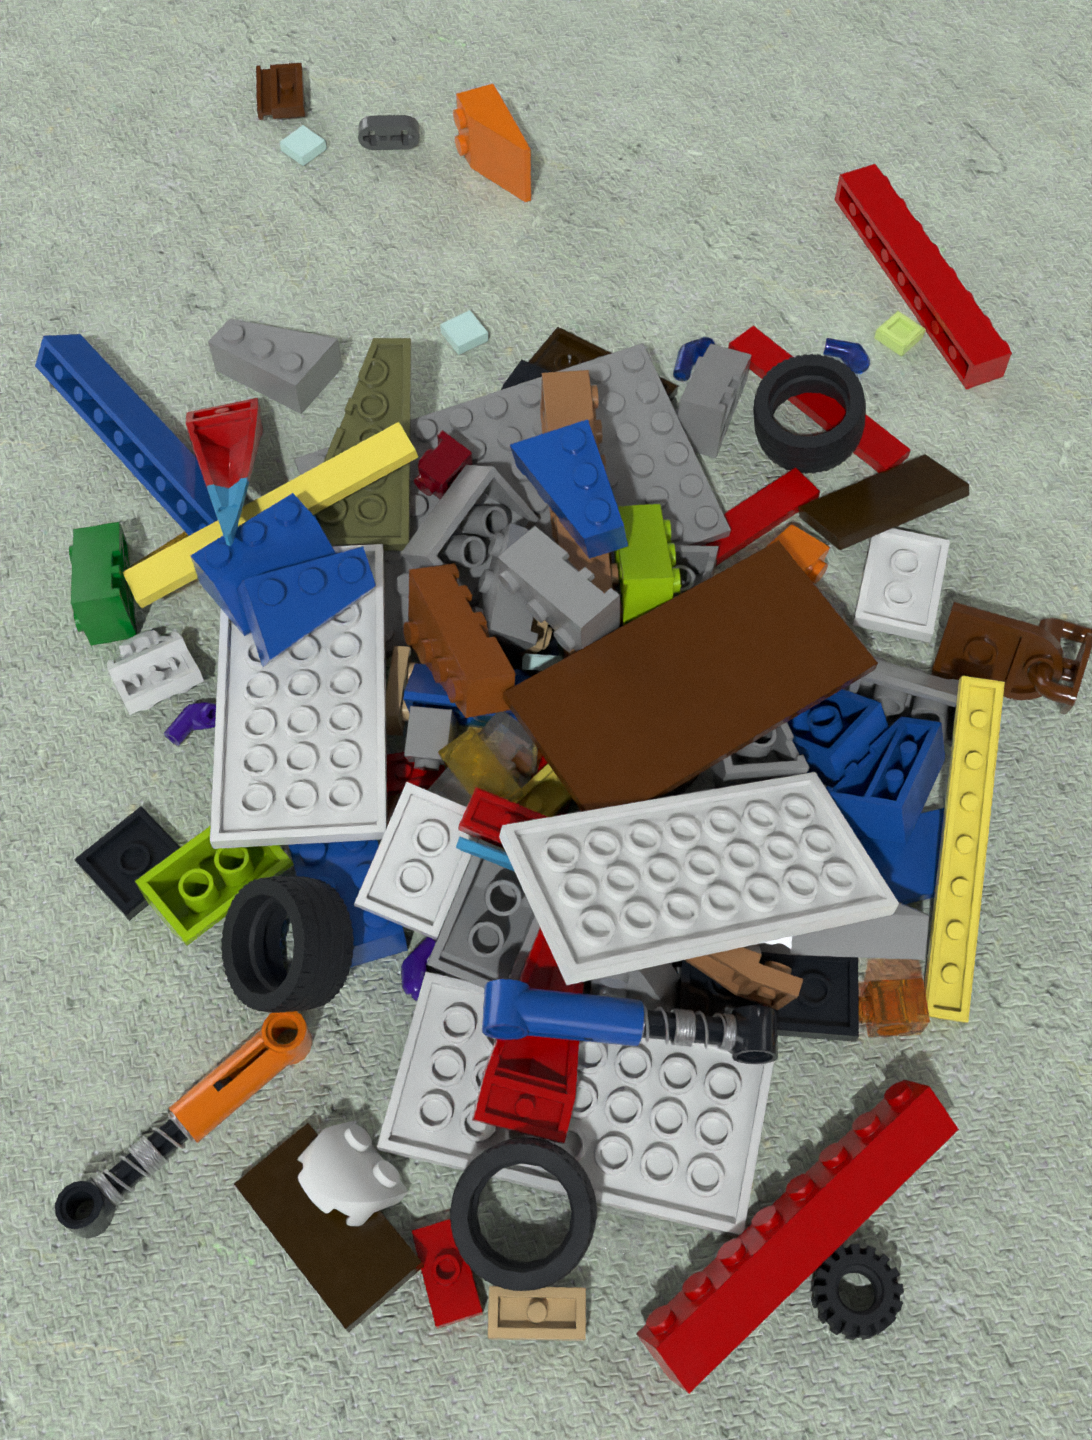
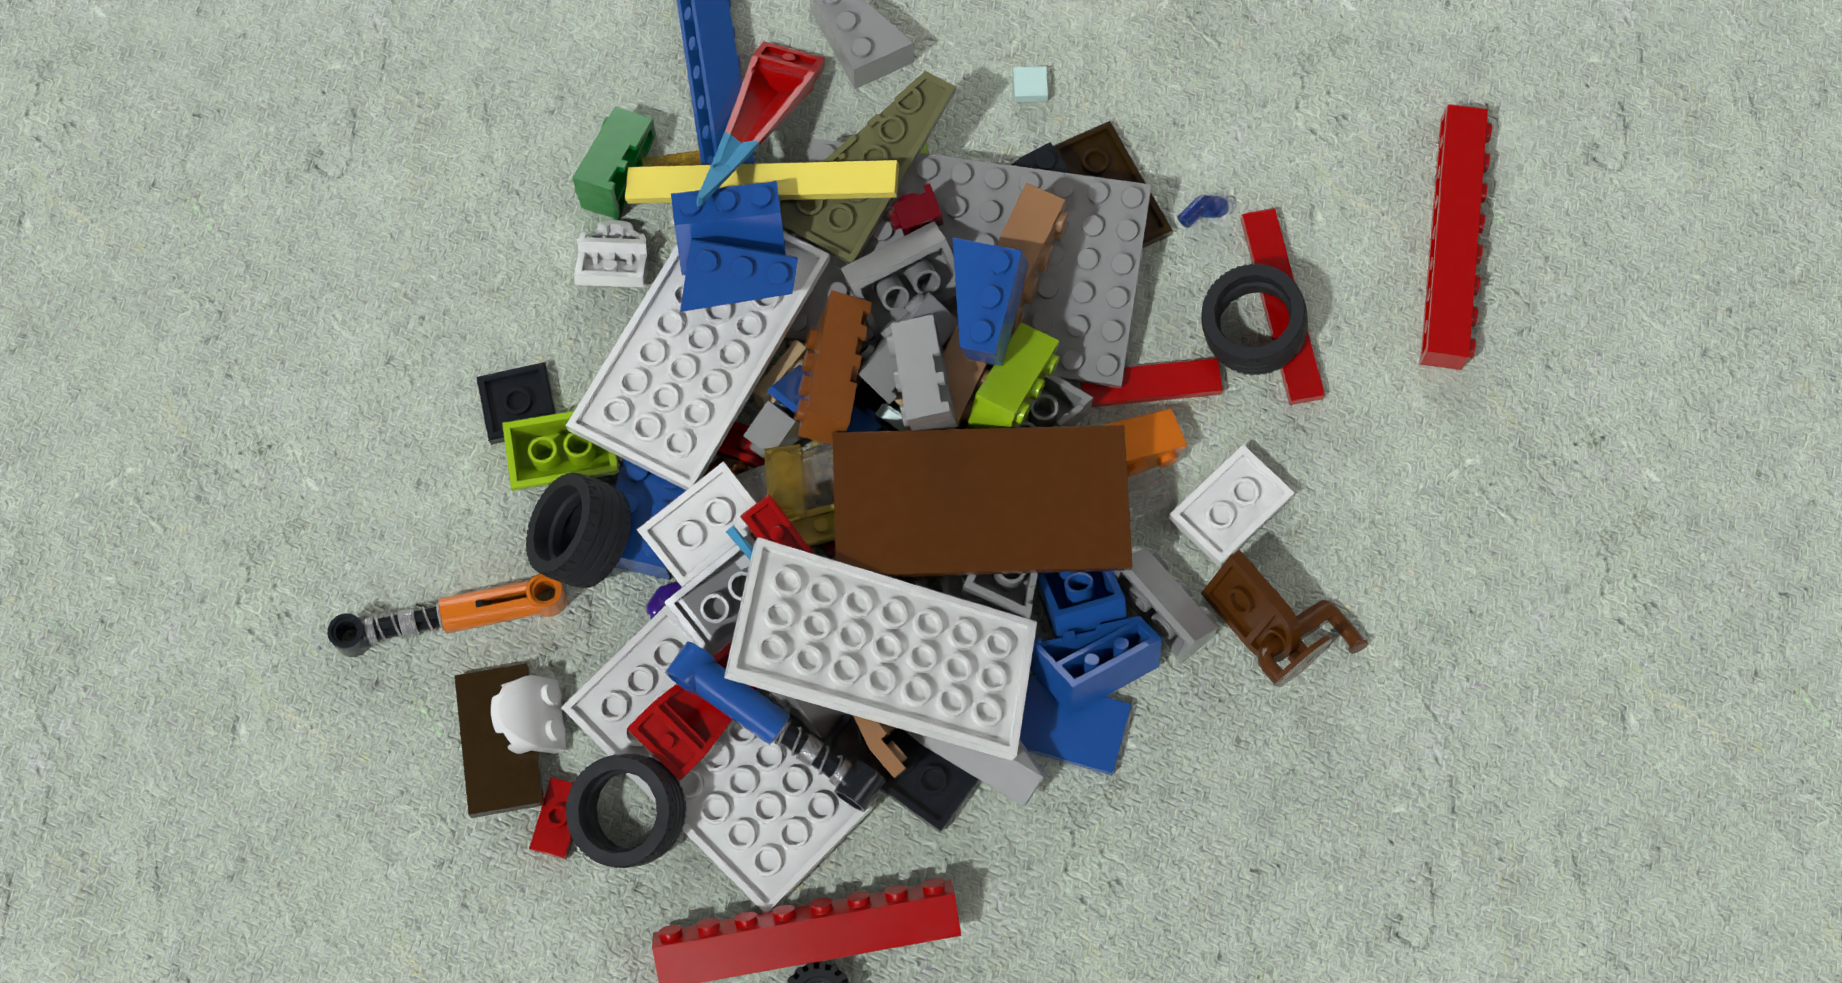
camera: 30 degrees right, 10 degrees up
(192, 718) = (619, 311): dark purple arm -> none
(537, 1314) = (599, 882): tan plate -> none
(712, 397) = (1188, 259): light grey wedge -> none
(849, 352) = (1341, 278): clear blue arm -> none
(883, 501) = (1265, 428): dark brown tile -> none
(894, 1008) = (980, 826): clear orange brick -> none
(899, 333) = (1399, 282): yellowish green tile -> none
(963, 849) = (1110, 741): light yellow tile -> none

